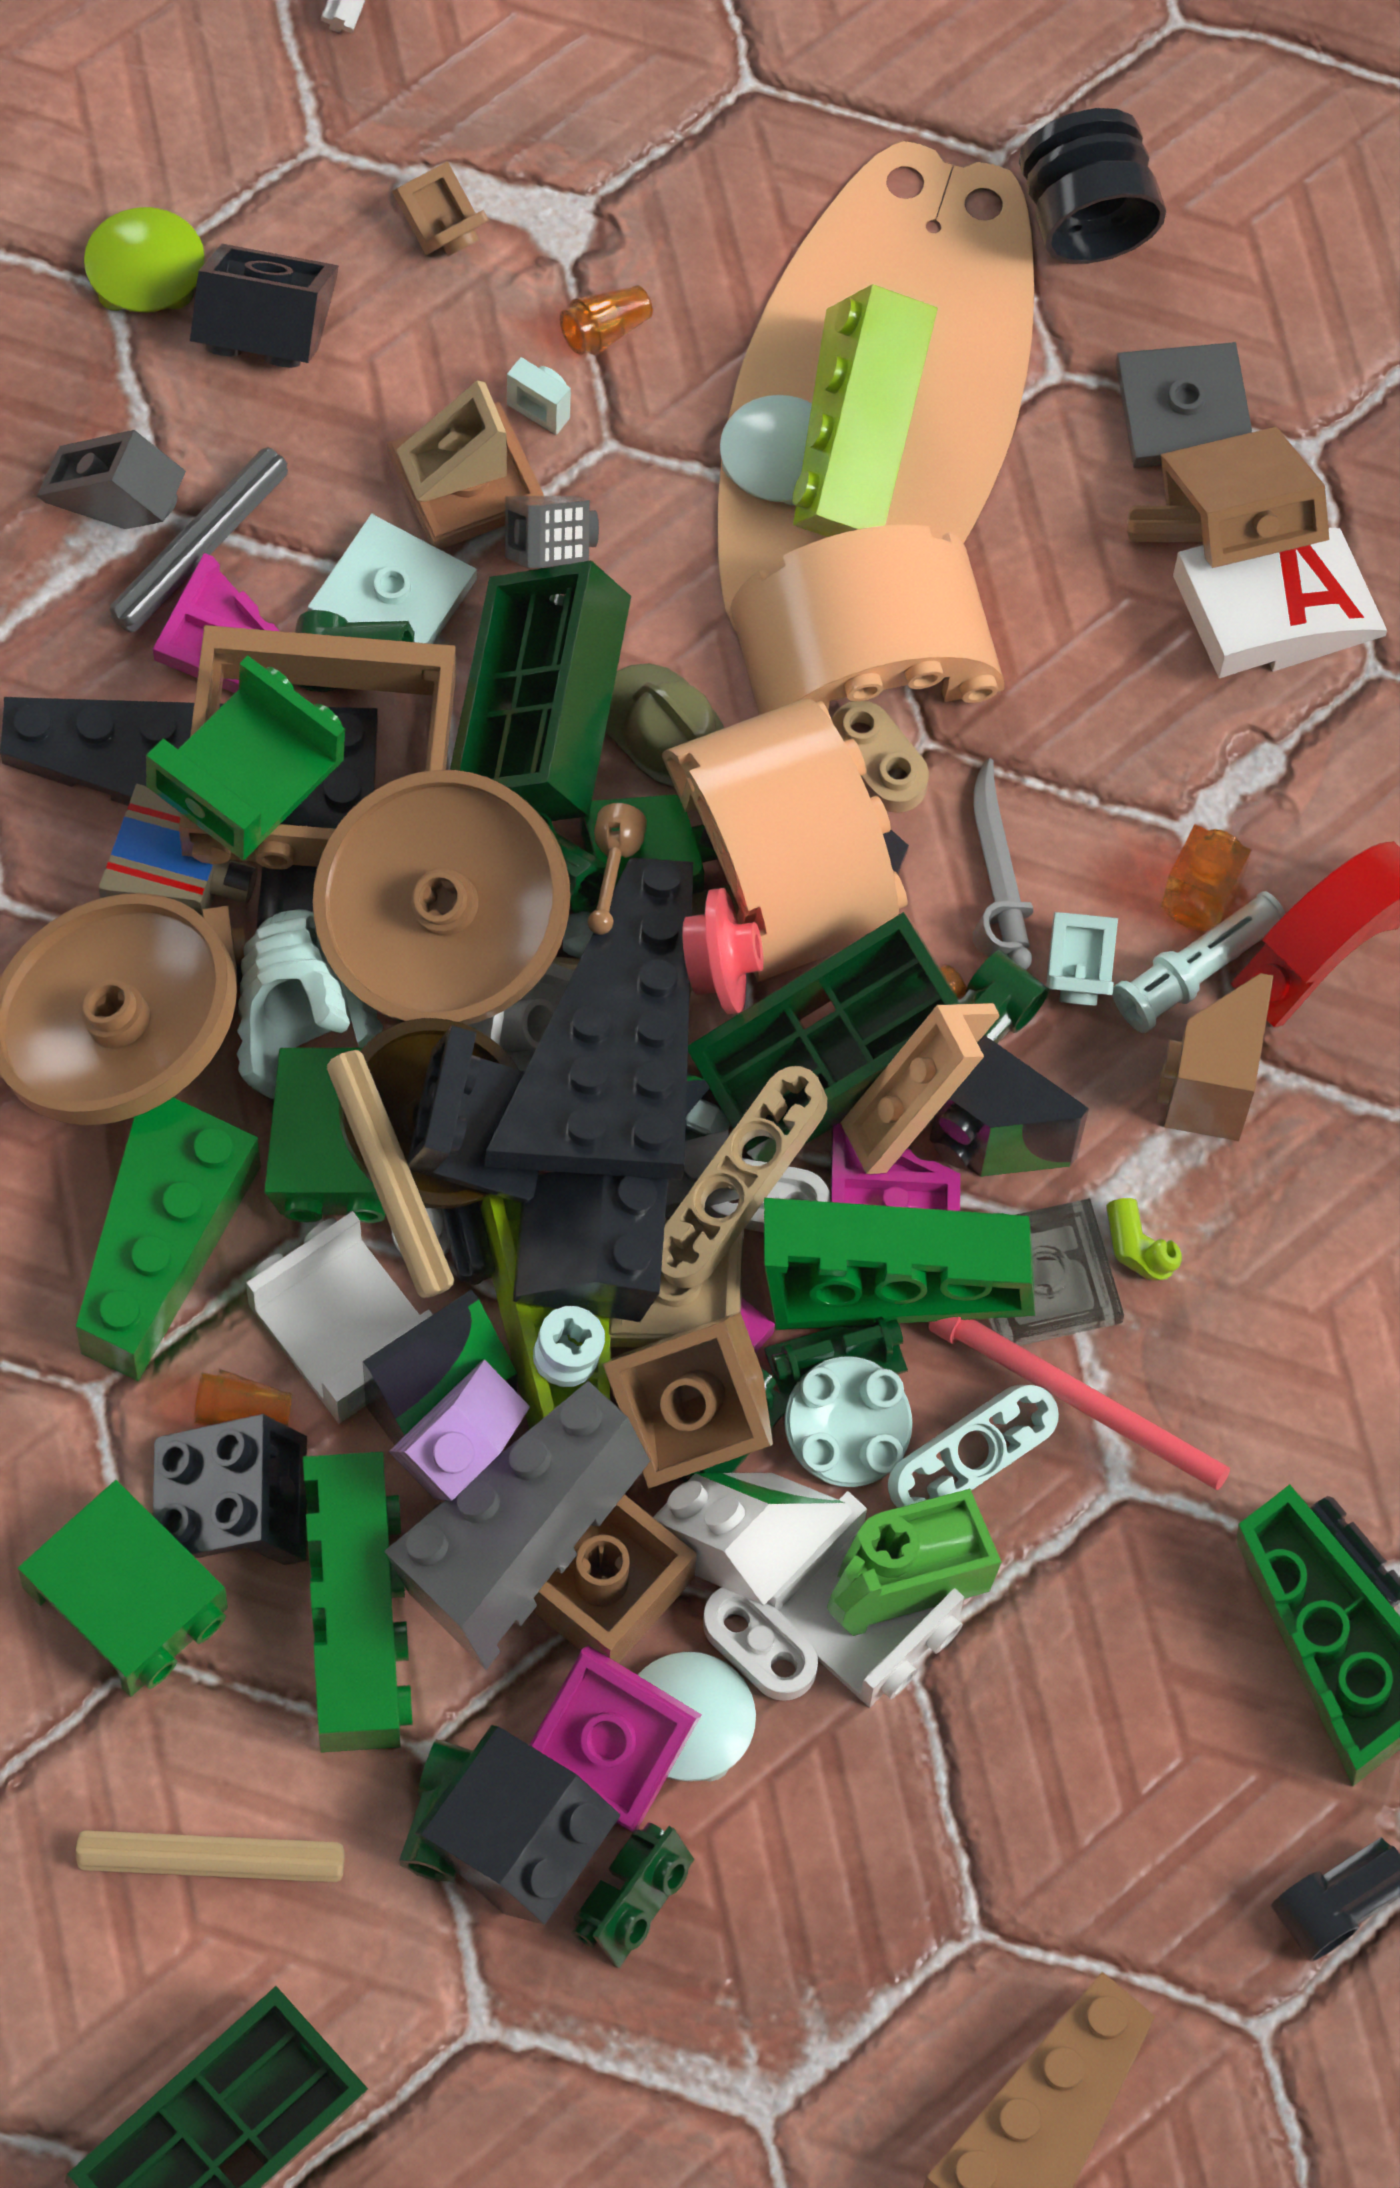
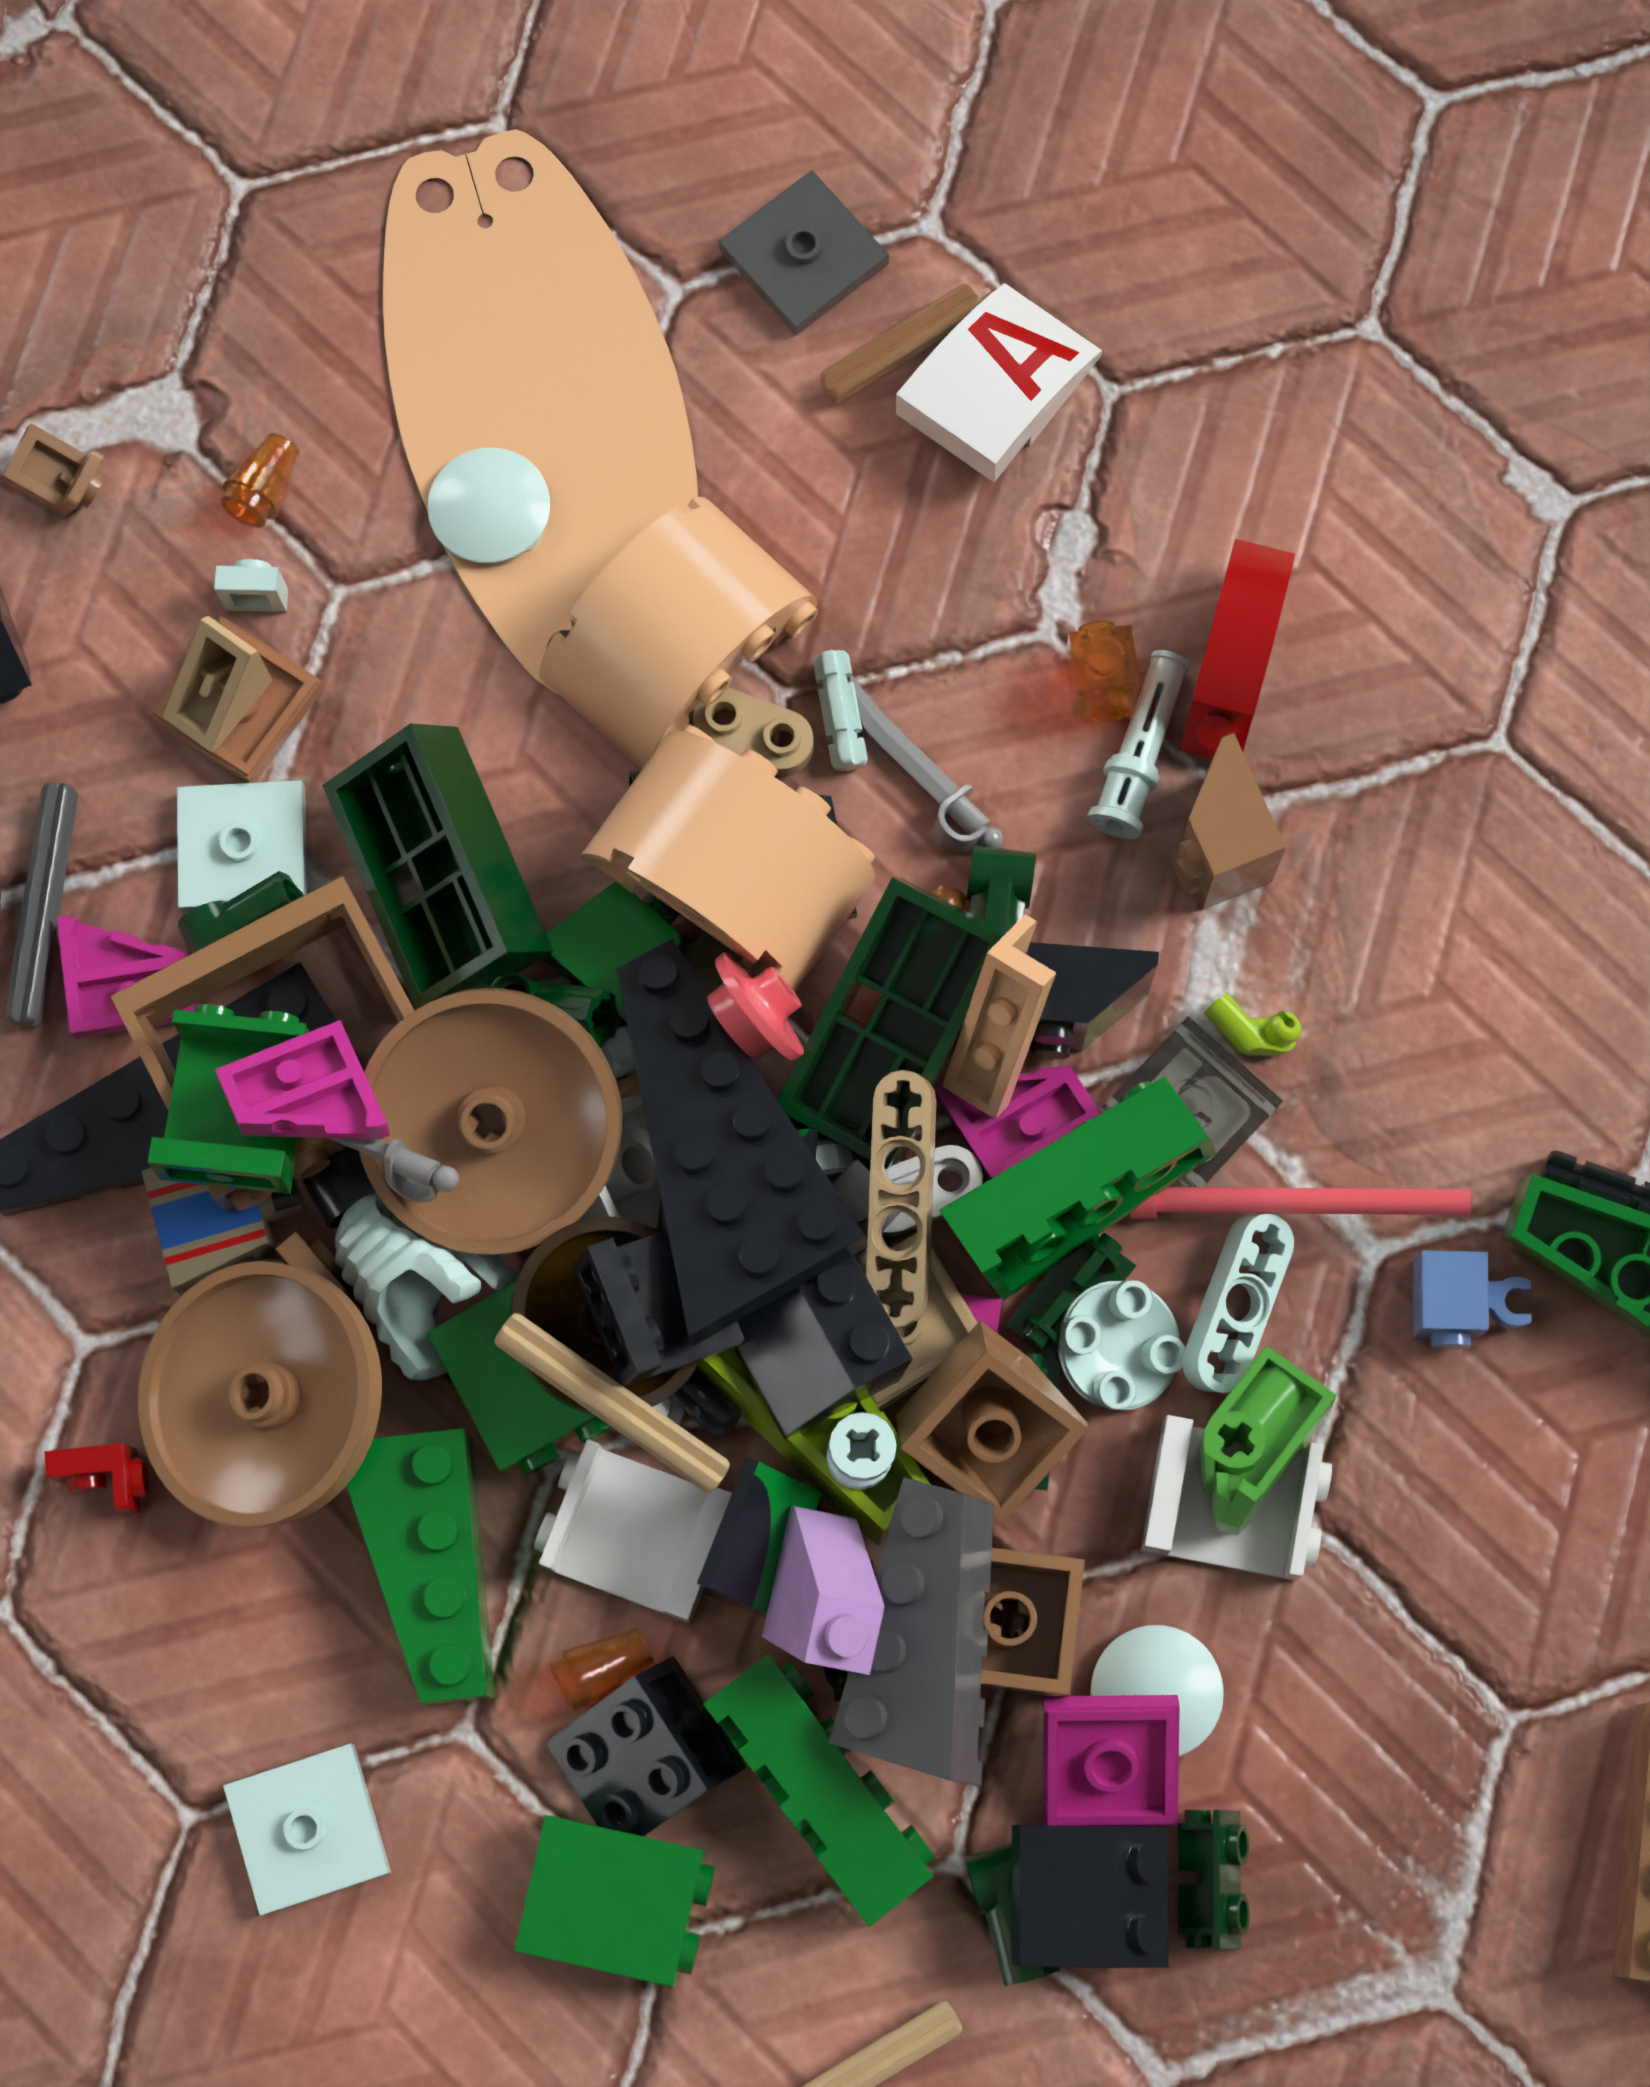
camera: 25 degrees left, 10 degrees up
(308, 777) = (304, 1090): none -> dark pink wing
(347, 896) = (406, 1171): none -> light grey sword
(549, 530) = (345, 710): dark grey slope -> none
(614, 845) = (594, 955): medium nougat hinge -> none
(656, 712) = (549, 815): olive piece -> none
(750, 1528) = (1110, 1500): white slope -> none
(761, 1644) = (1174, 1588): white plate -> none
(861, 409) = (543, 433): lime wedge -> none
(962, 781) = (840, 710): none -> light aqua axle
(1081, 957) = (1044, 807): light aqua bracket -> none
(1092, 185) = (604, 103): black wheel -> none
(1165, 1556) = (1456, 1298): none -> medium blue brick
(1250, 495) = (923, 302): medium nougat panel -> none

